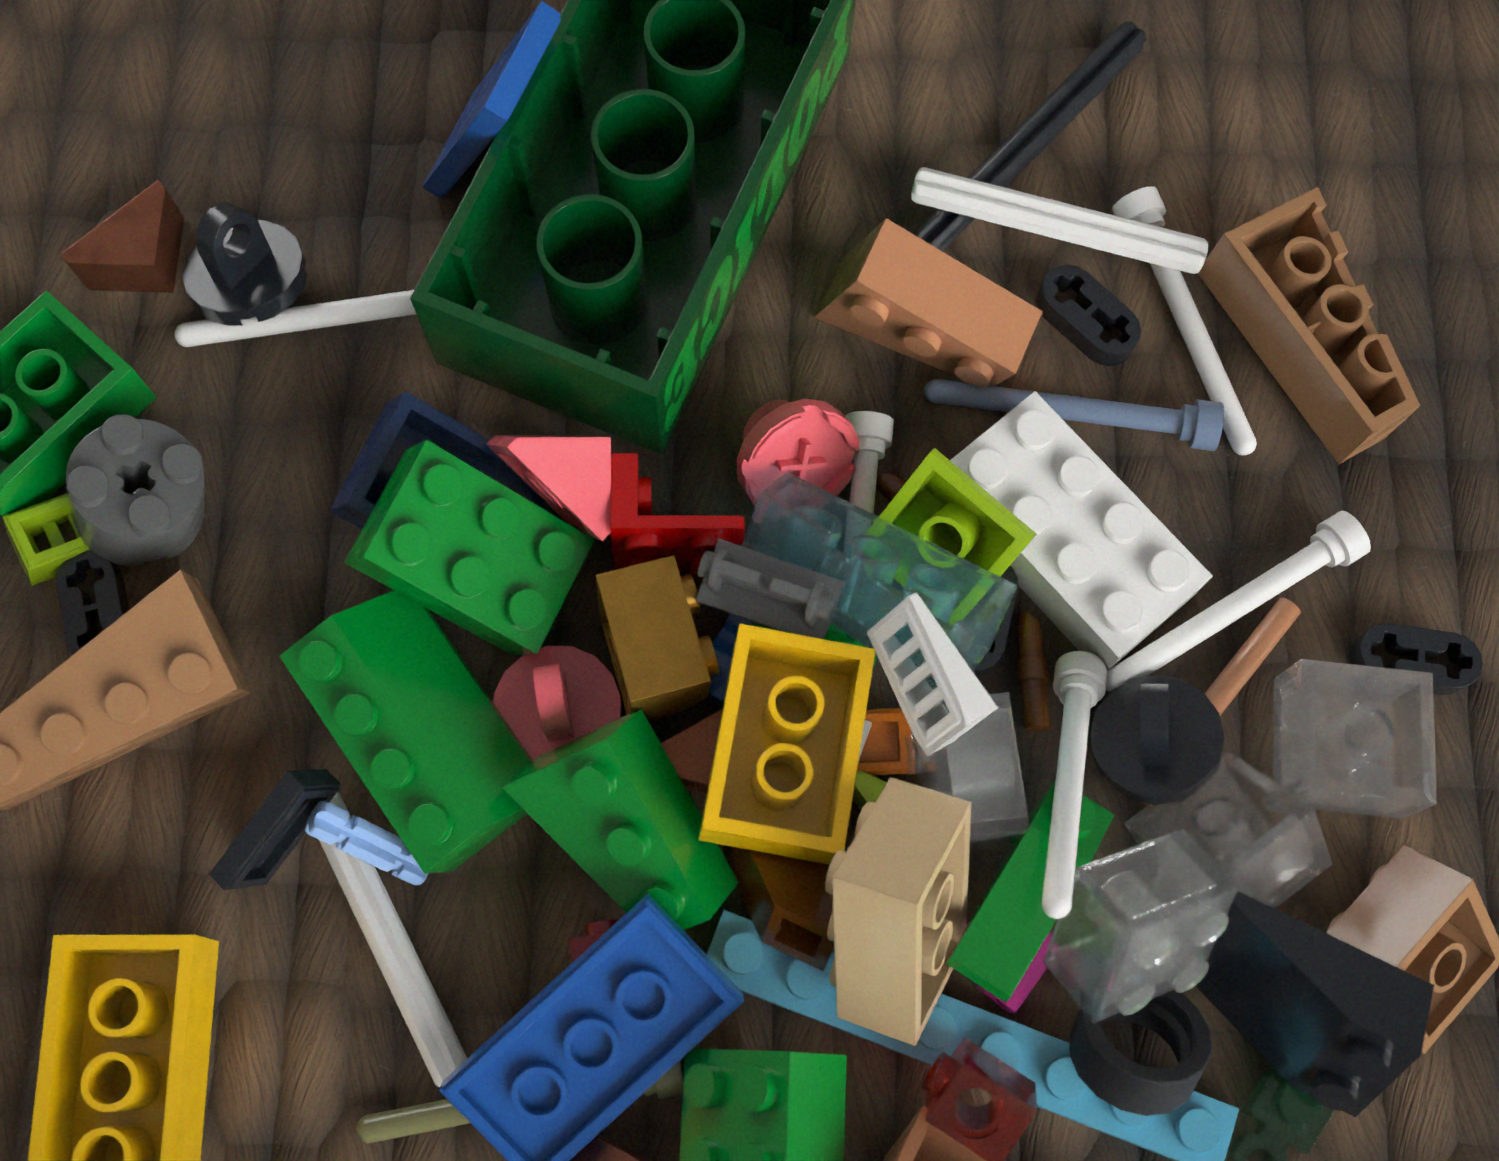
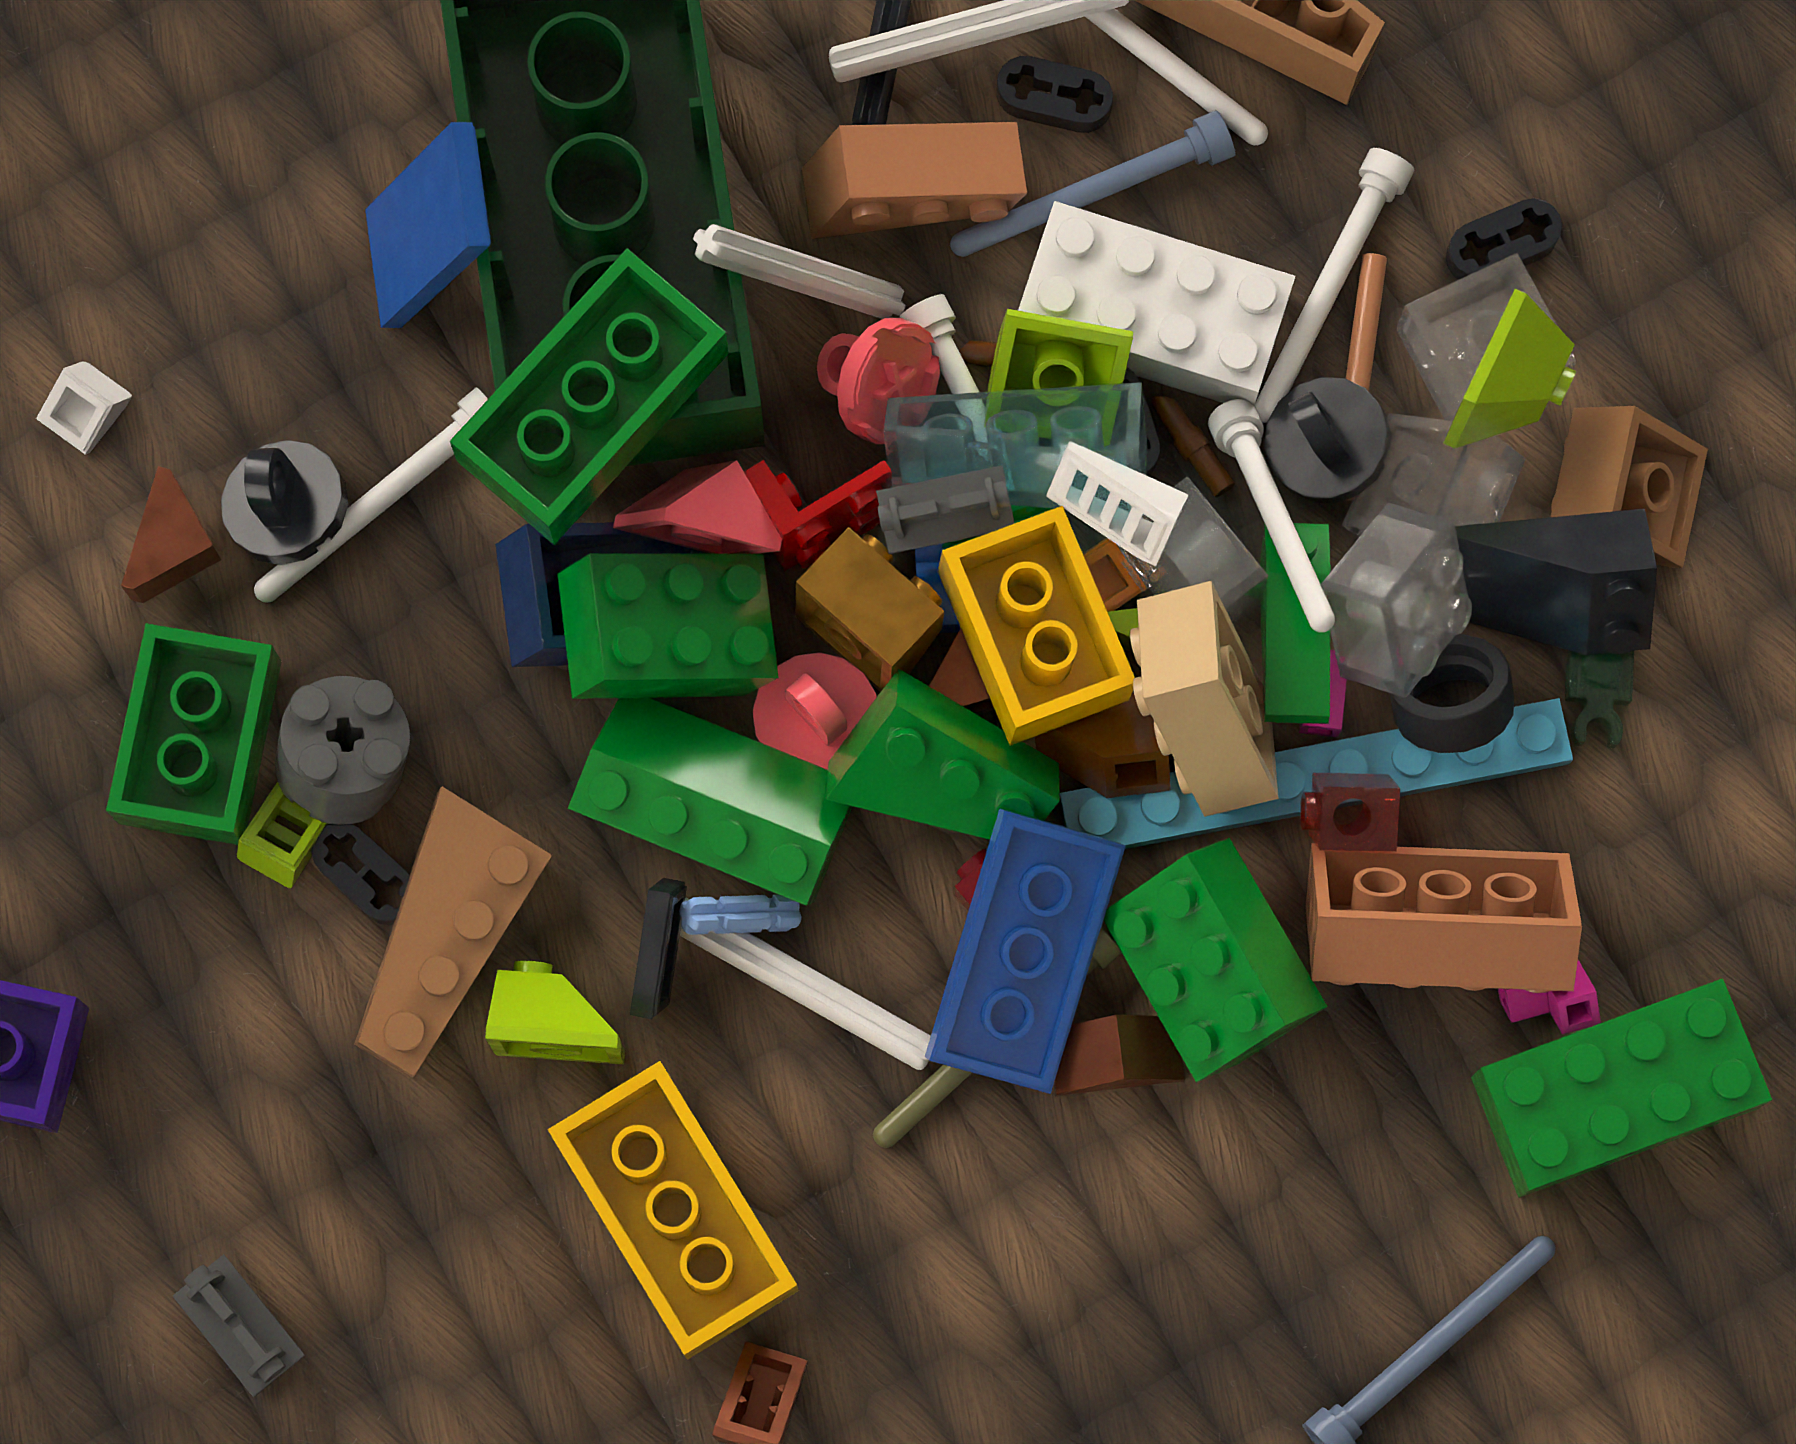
camera: 30 degrees left, 5 degrees up
(138, 831) = (547, 1019): none -> lime slope
(153, 113) = (83, 405): none -> white slope
(498, 291) = (590, 396): none -> green brick
(765, 306) = (798, 272): none -> white axle
(1378, 781) = (1515, 375): none -> lime slope

